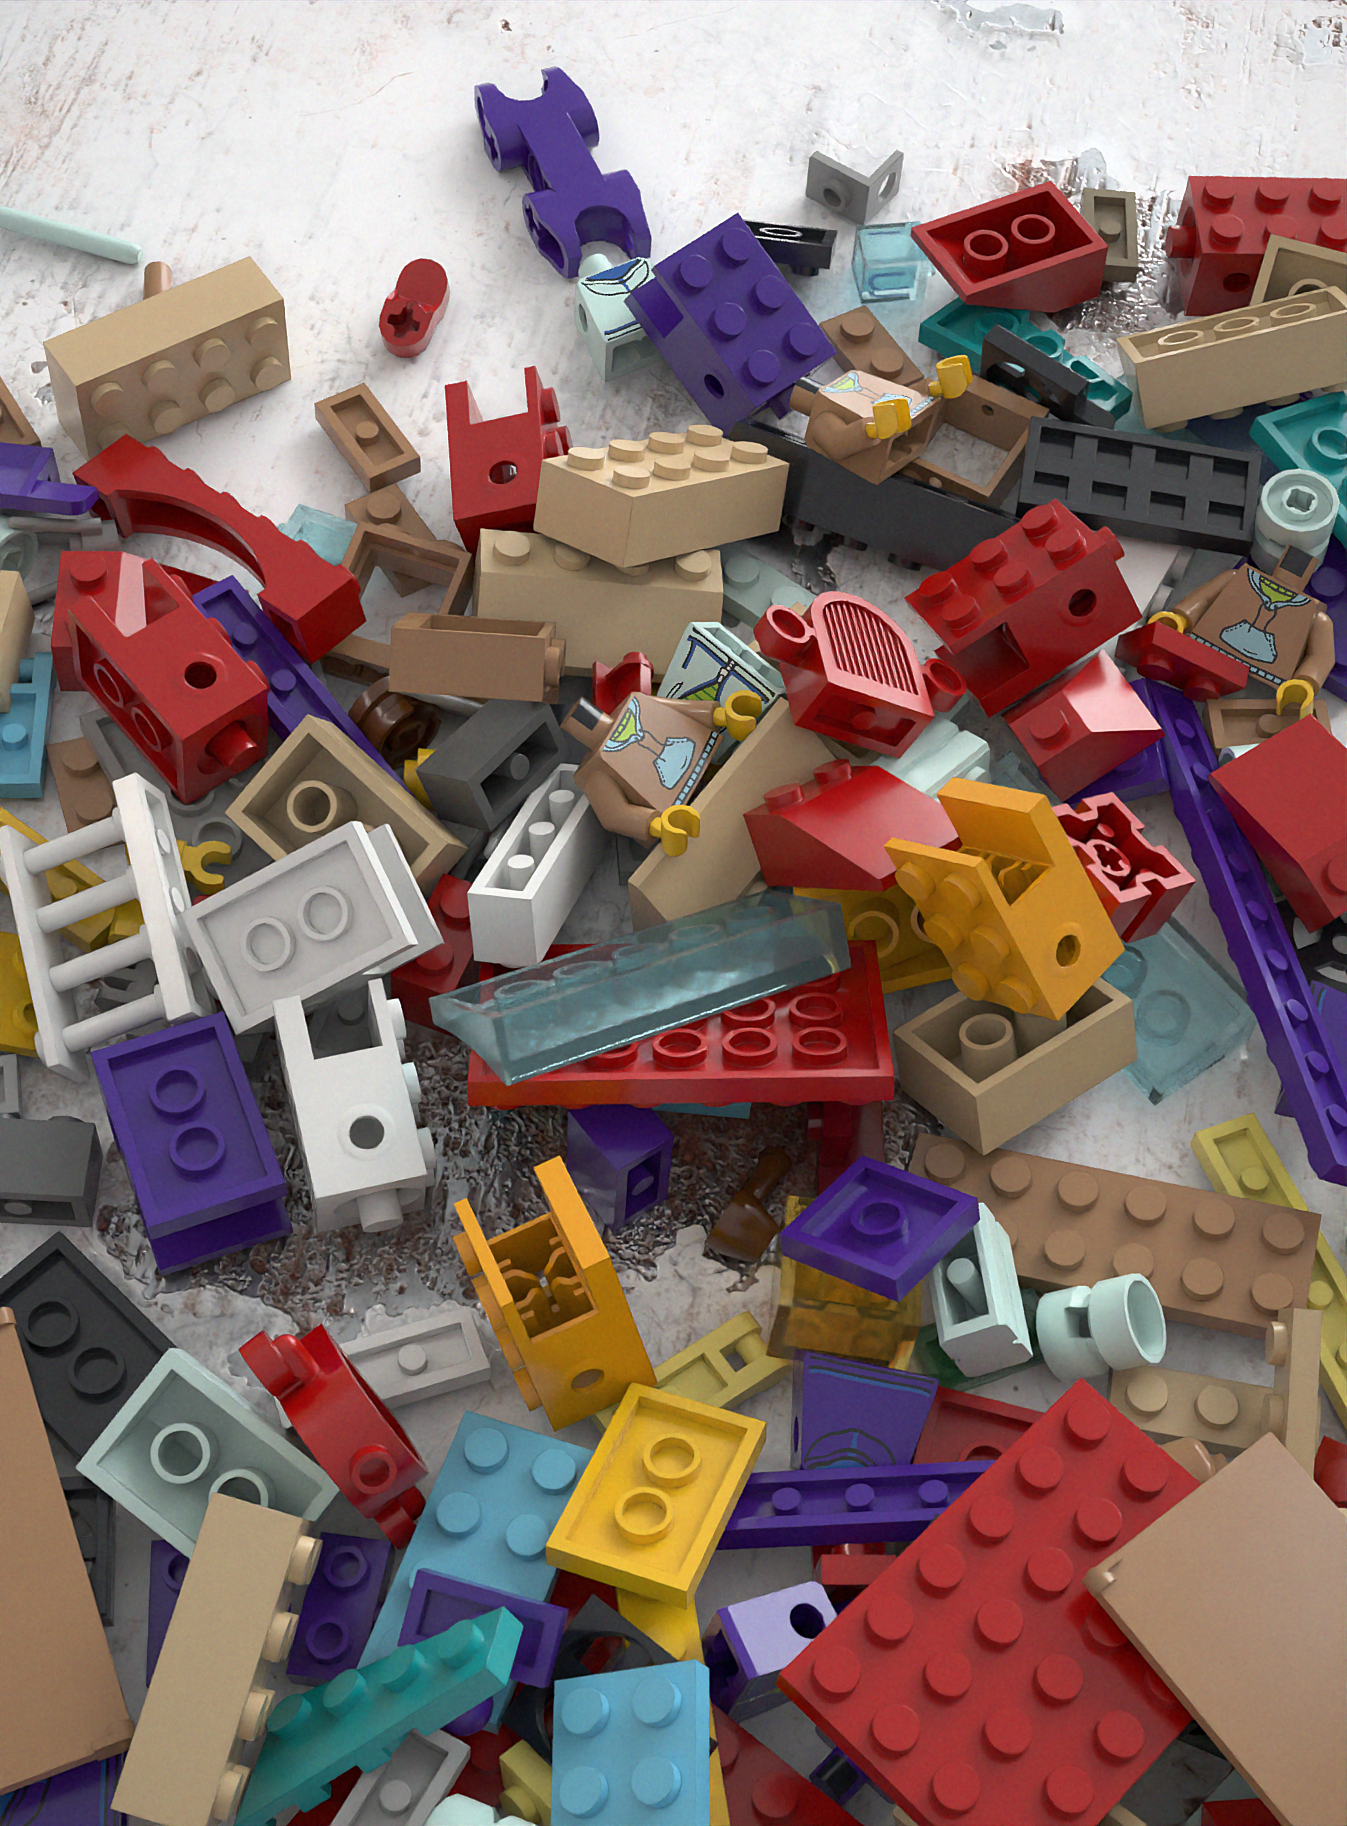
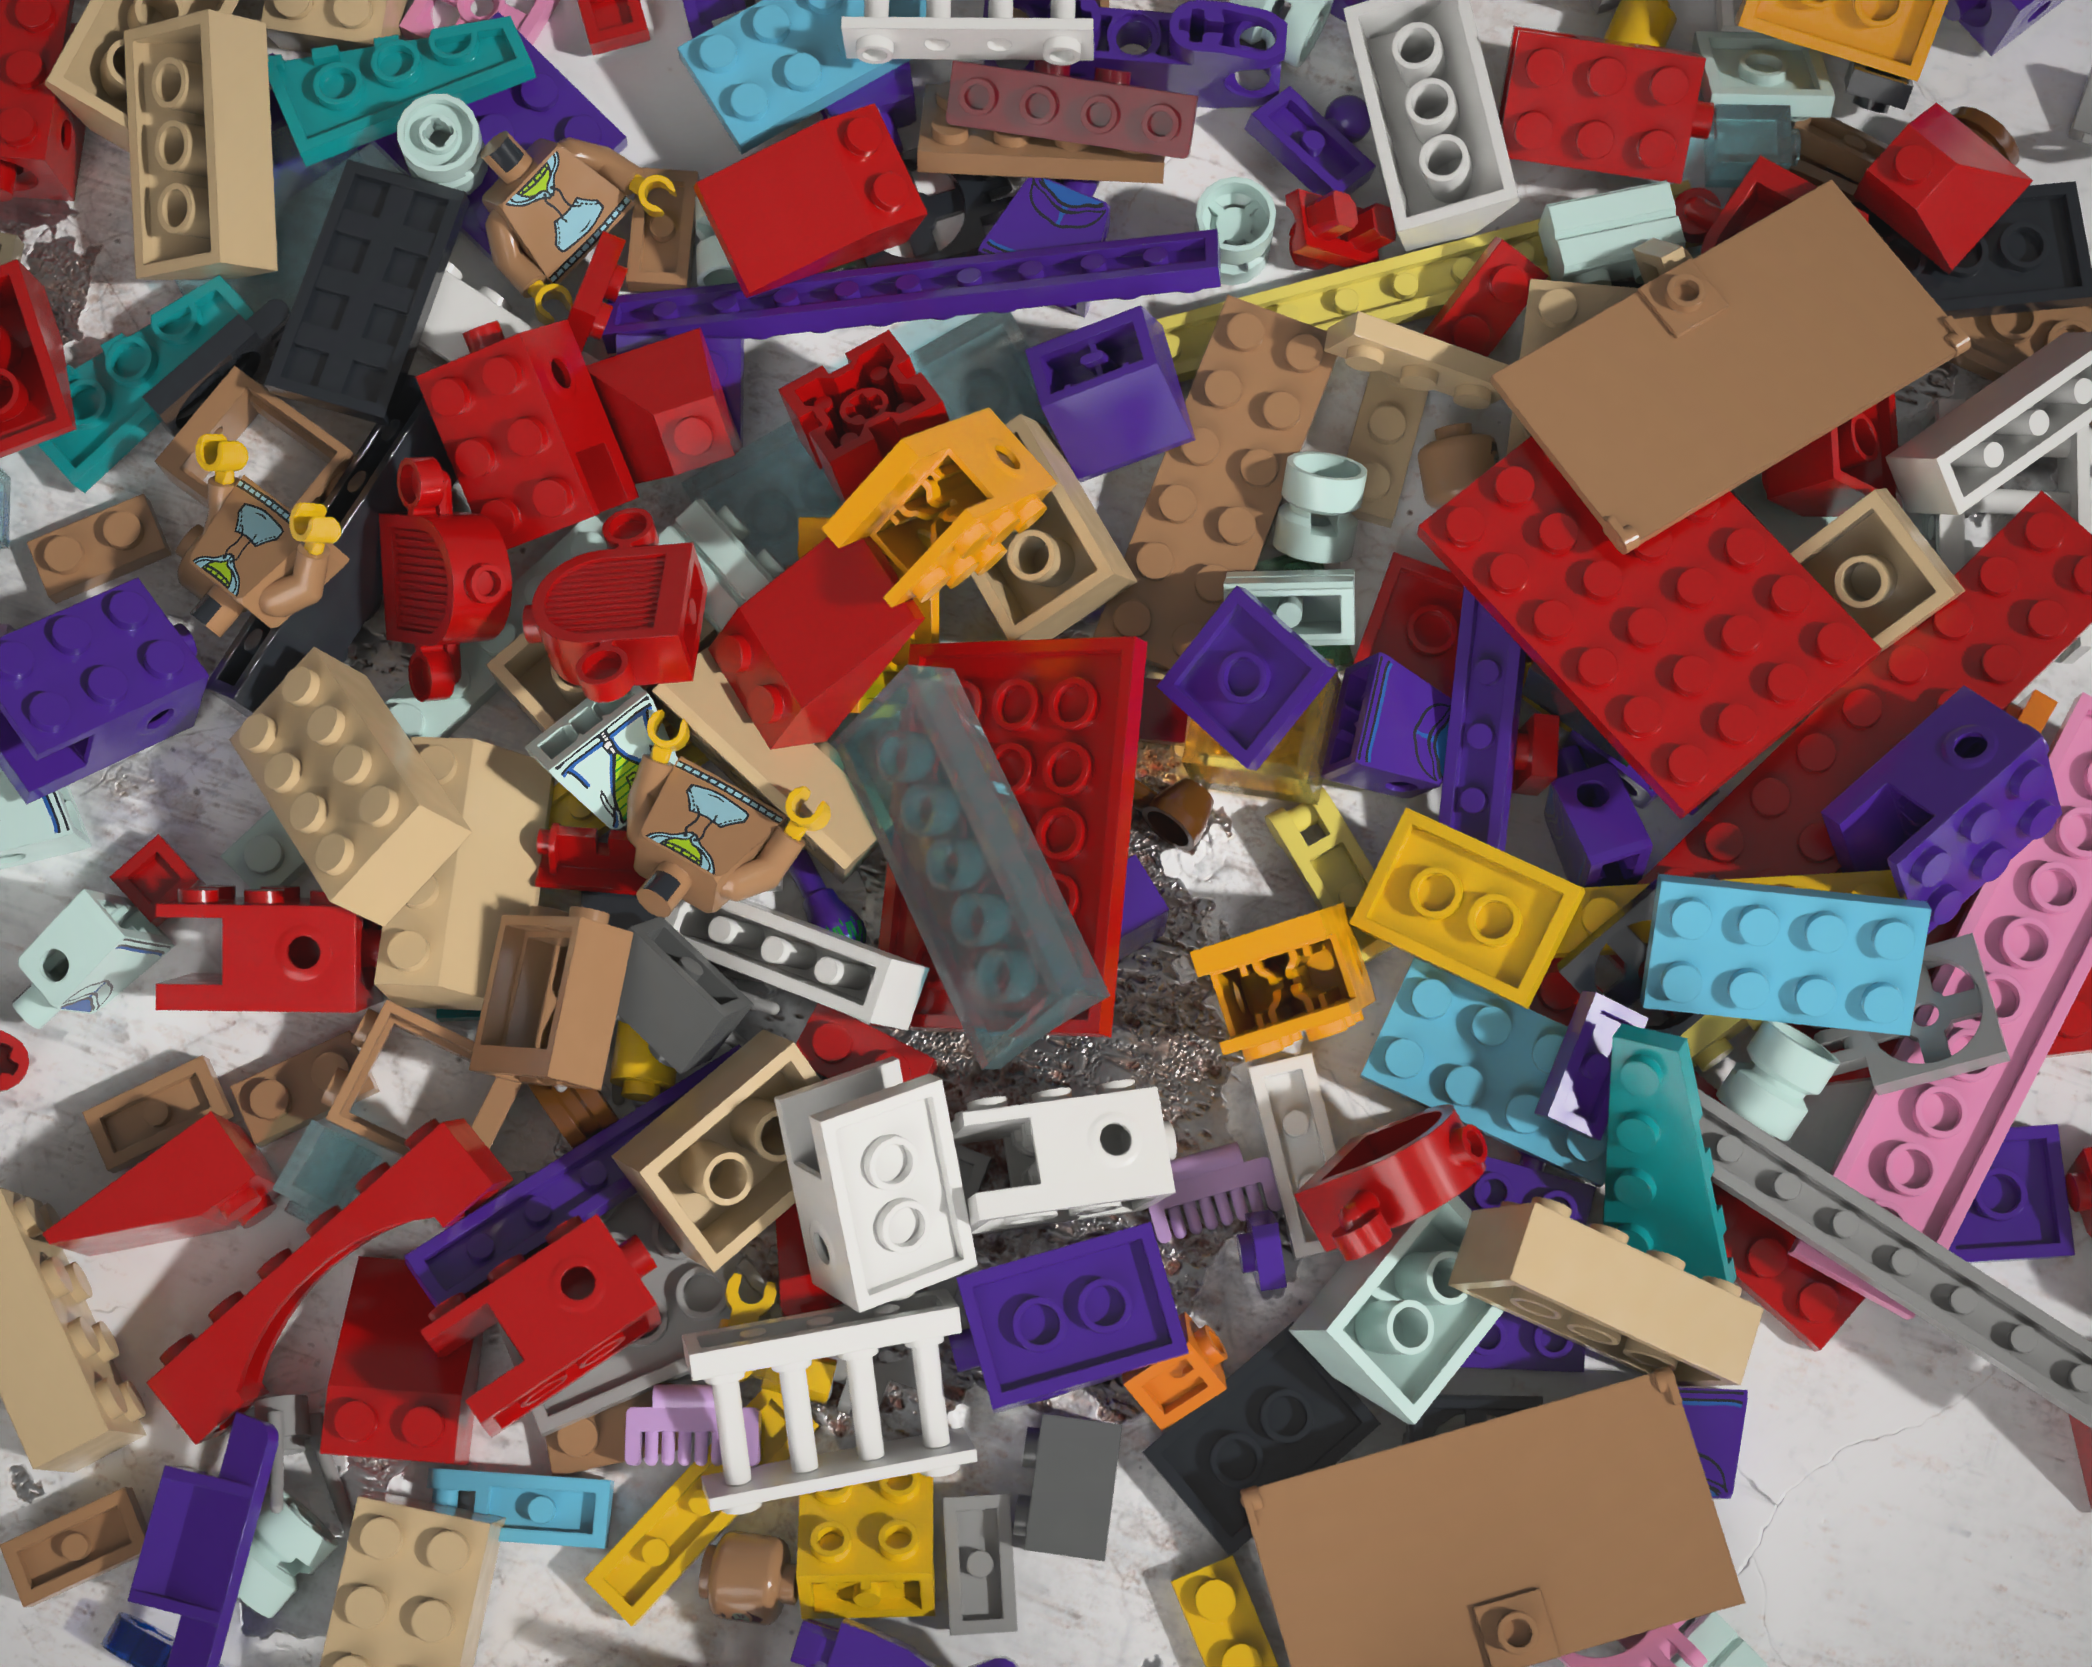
camera: 80 degrees left, 20 degrees up
(75, 808) = (683, 1410): none -> lavender piece
(142, 1269) = (1183, 1383): none -> orange bracket
(272, 1316) = (1262, 1250): none -> dark purple plate
(299, 438) = (187, 1188): none -> red slope
(351, 1278) = (1208, 1175): none -> lavender piece
(492, 357) = (87, 957): none -> light aqua torso
(584, 414) = (154, 877): none -> red plate
(594, 920) = (822, 903): none -> dark purple piece
(877, 556) = (441, 578): none -> red piece
(1184, 1103) = (1111, 393): none -> dark purple slope

